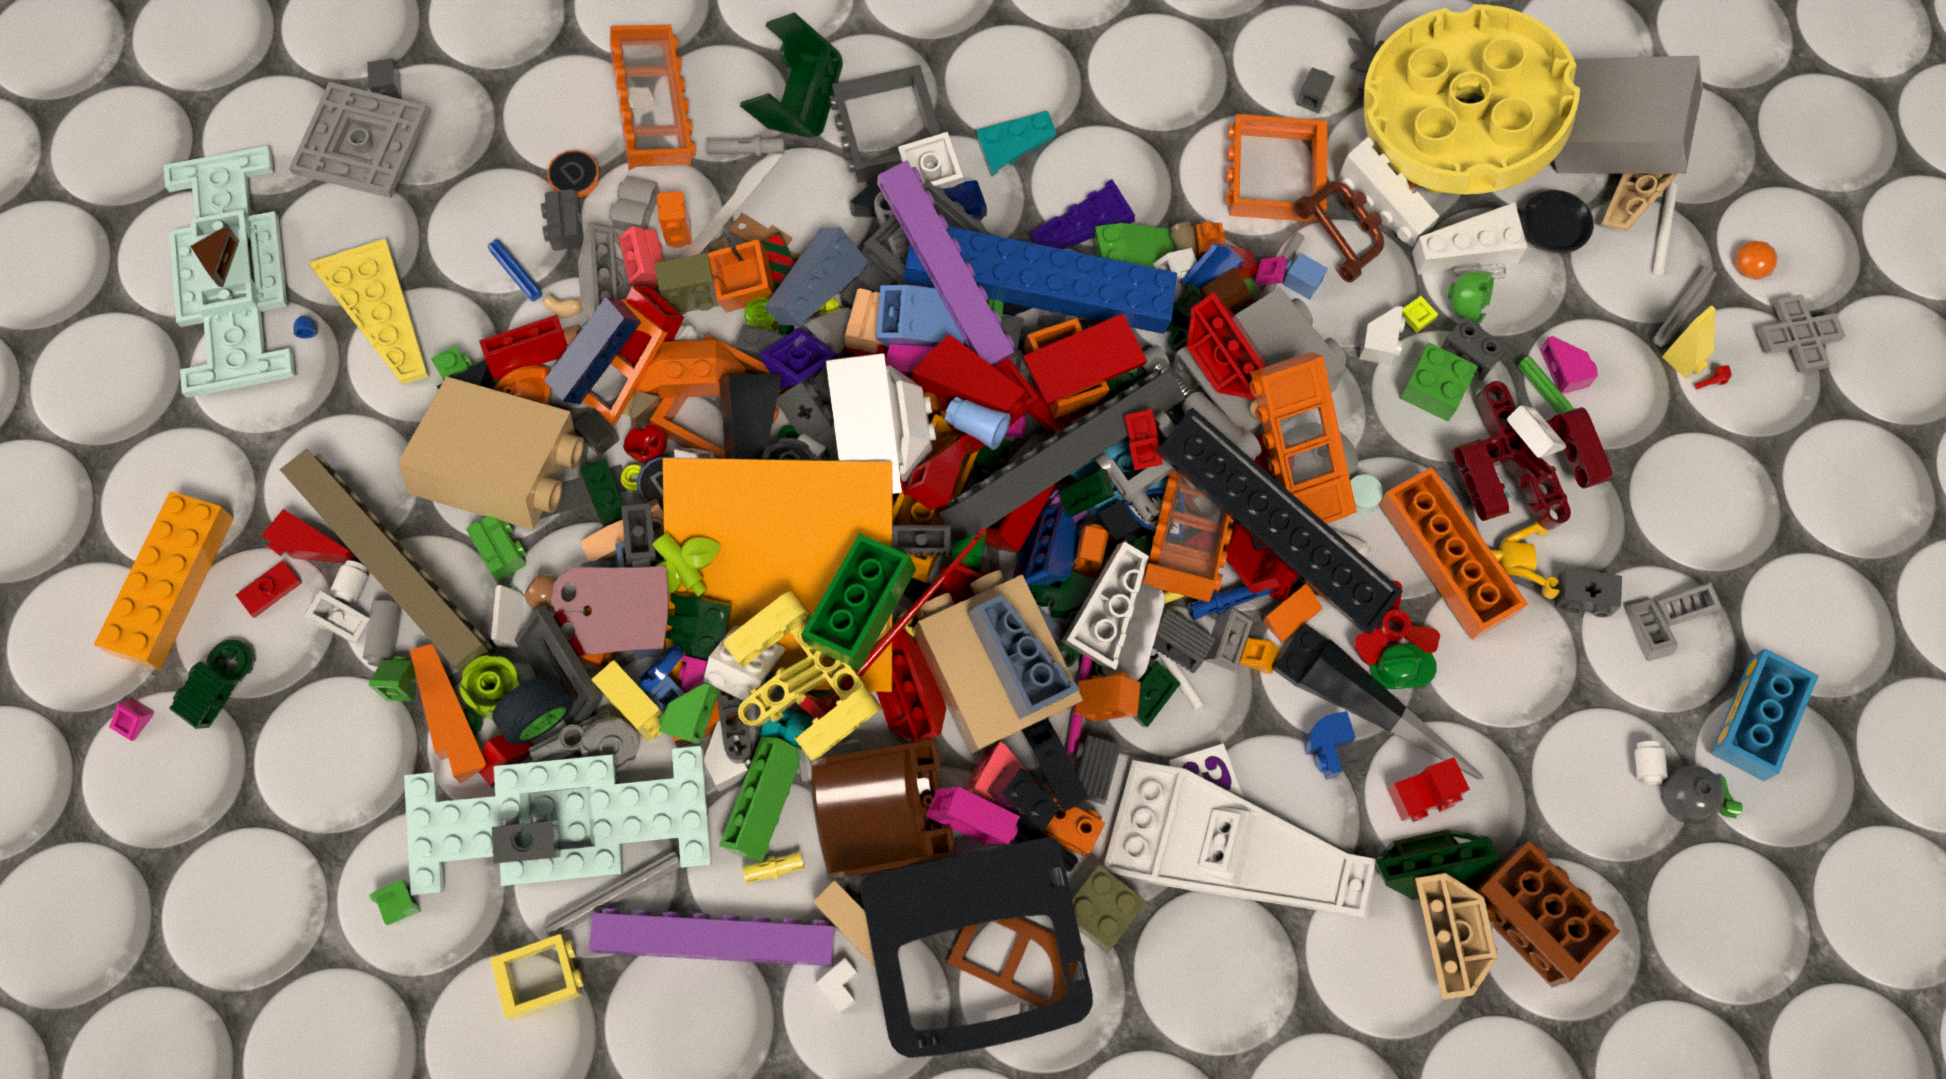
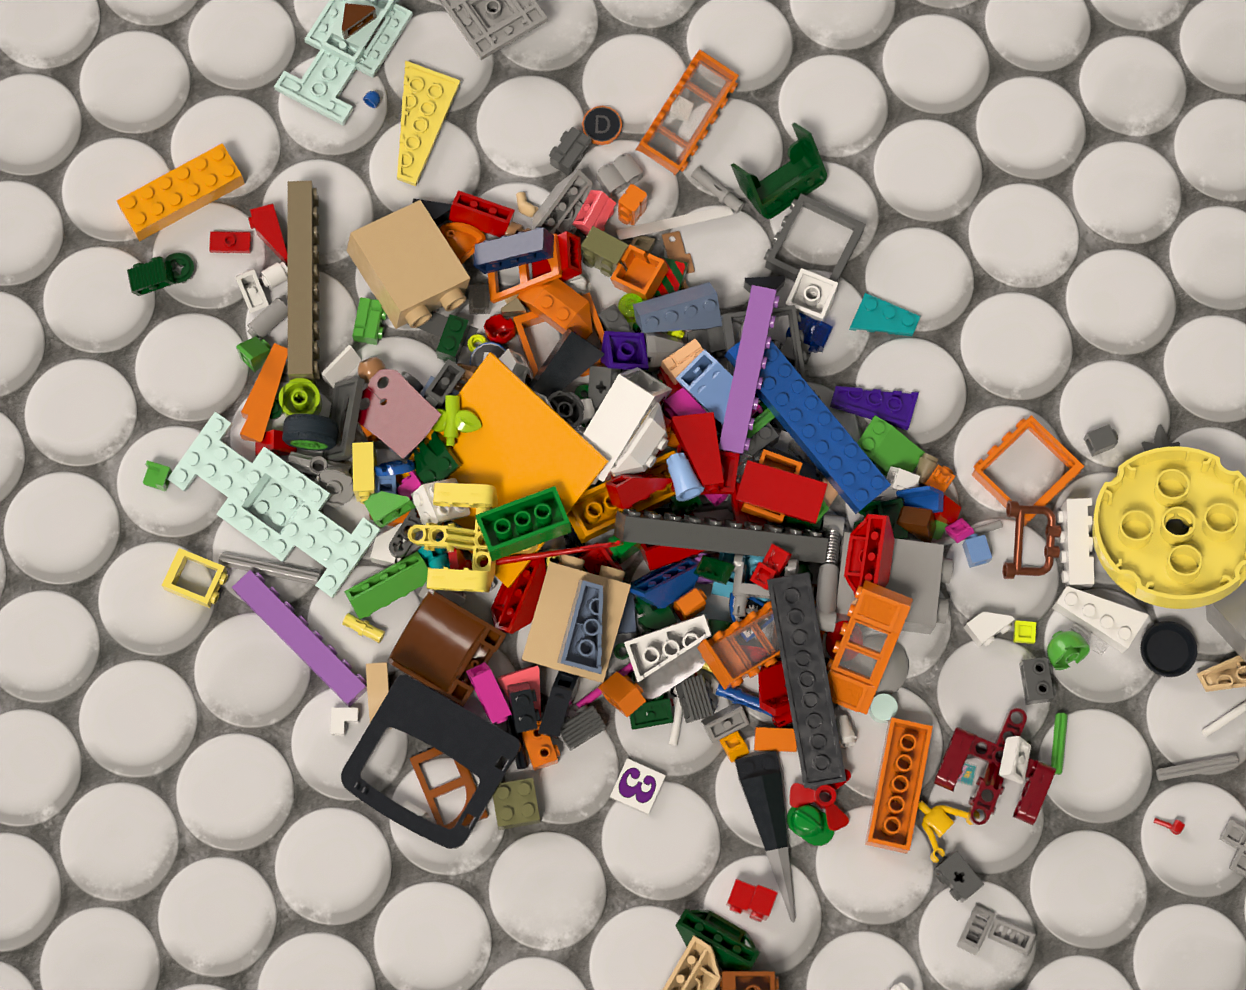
camera: 40 degrees right, 5 degrees up
(130, 718) = (103, 256): dark pink slope -> none
(451, 362) = (432, 191): bright green brick -> none
(507, 840) = (235, 498): dark grey brick -> none
(515, 270) = (517, 160): blue axle -> none
(602, 543) = (425, 368): light nougat slope -> none
(922, 540) = (591, 518): dark grey brick -> none
(1119, 524) = (717, 603): black piece -> none
(1174, 830) = (592, 798): white wing -> none
(1324, 737) = (725, 821): blue brick -> none
(1439, 382) = (993, 682): bright green brick -> none
(1568, 365) = (1084, 741): dark pink slope -> none
(1694, 345) = (1169, 793): light yellow slope -> none

